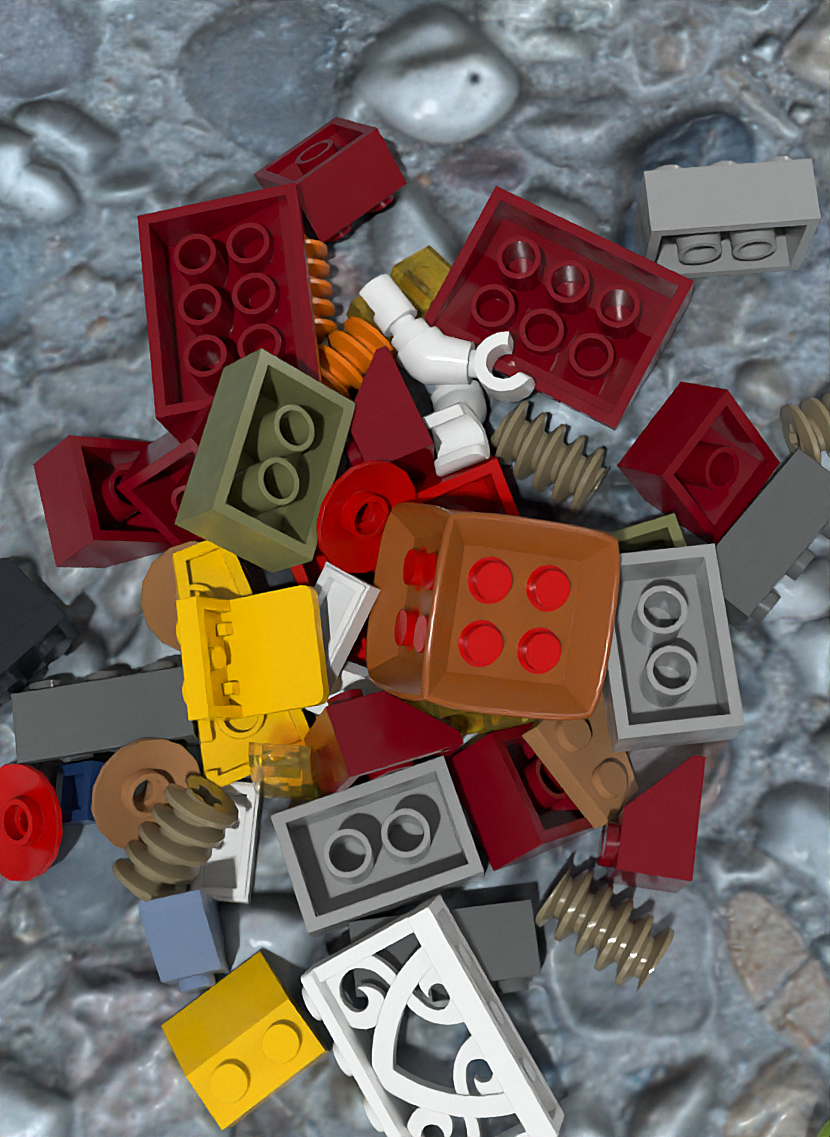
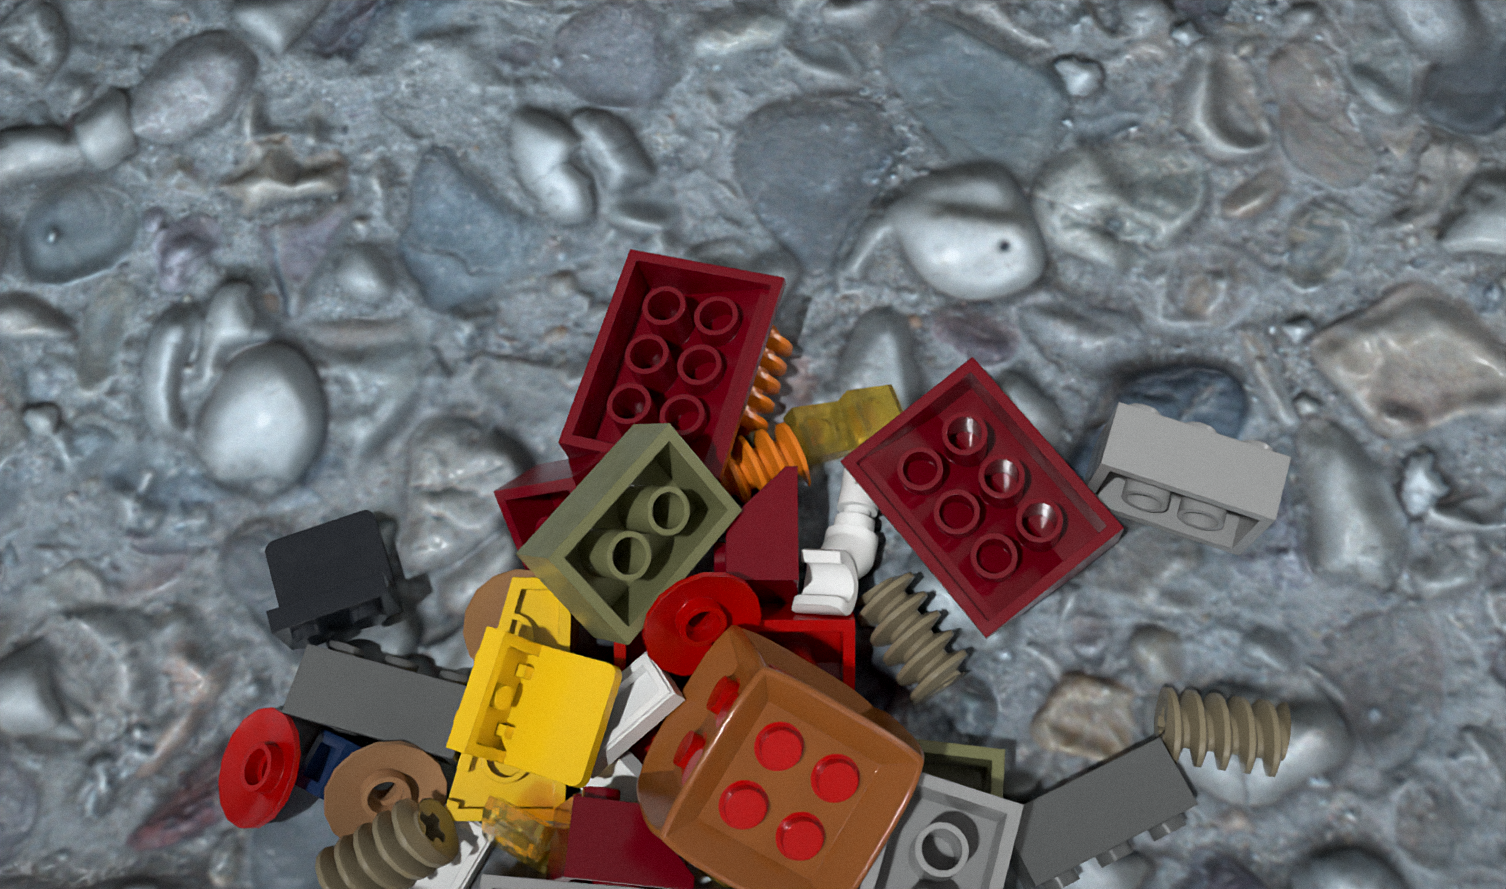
camera: 20 degrees right, 5 degrees down
(85, 511) = (457, 500): dark red slope -> none
(339, 176) = (830, 287): dark red slope -> none
(436, 357) = (843, 495): white piece -> none
(700, 460) = (1058, 705): dark red slope -> none

